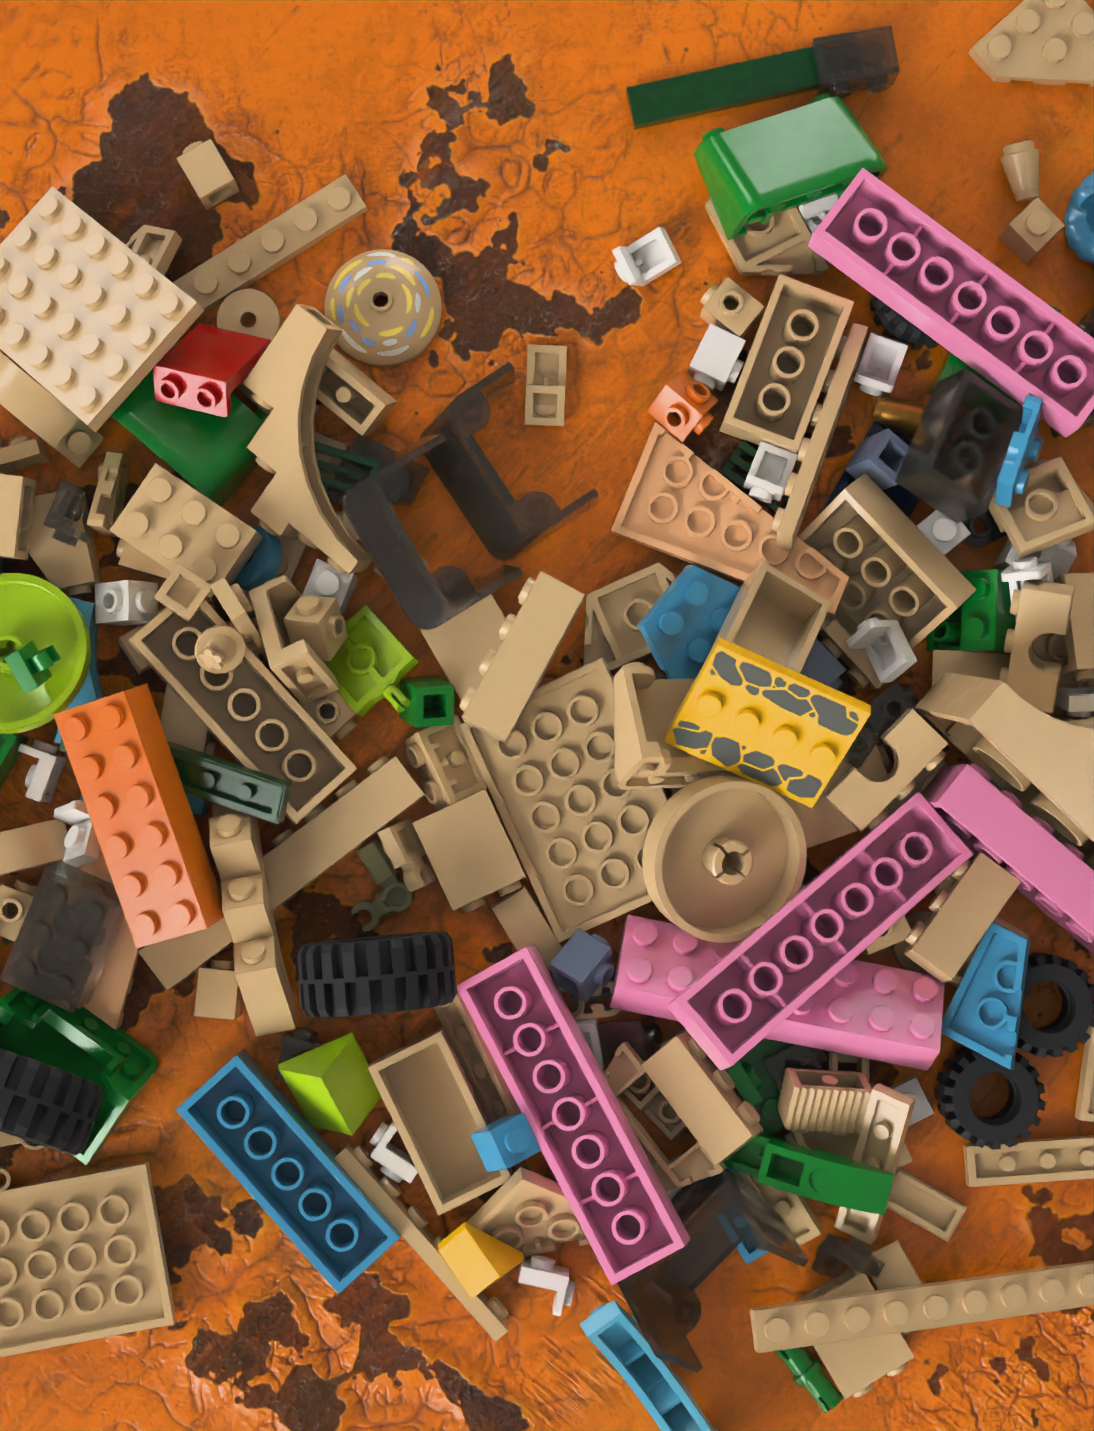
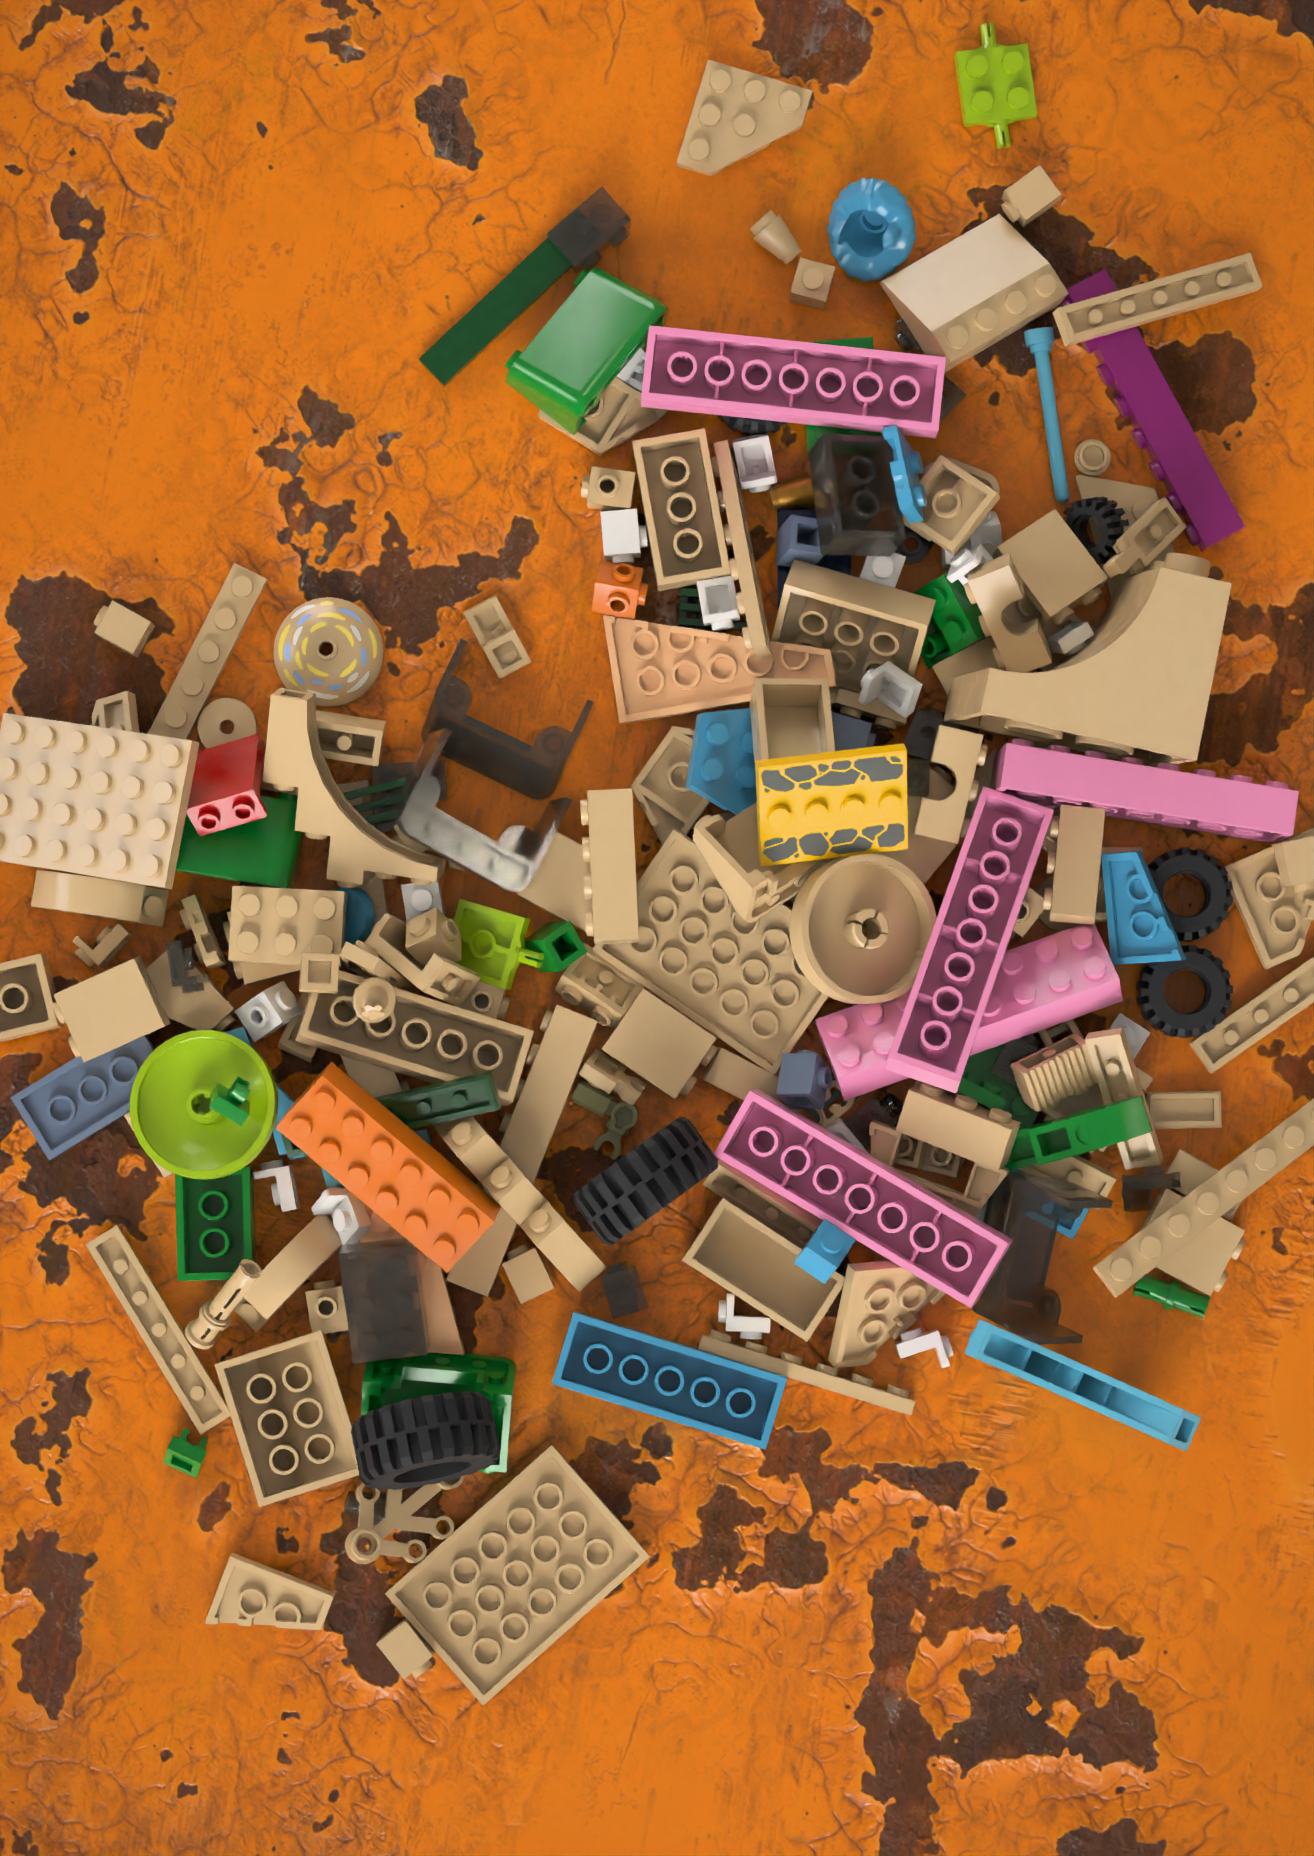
camera: 30 degrees left, 0 degrees up
(332, 1085) = (662, 1293): lime slope -> none
(477, 1258) = (858, 1358): yellow slope -> none
(646, 258) = (517, 488): white bracket -> none

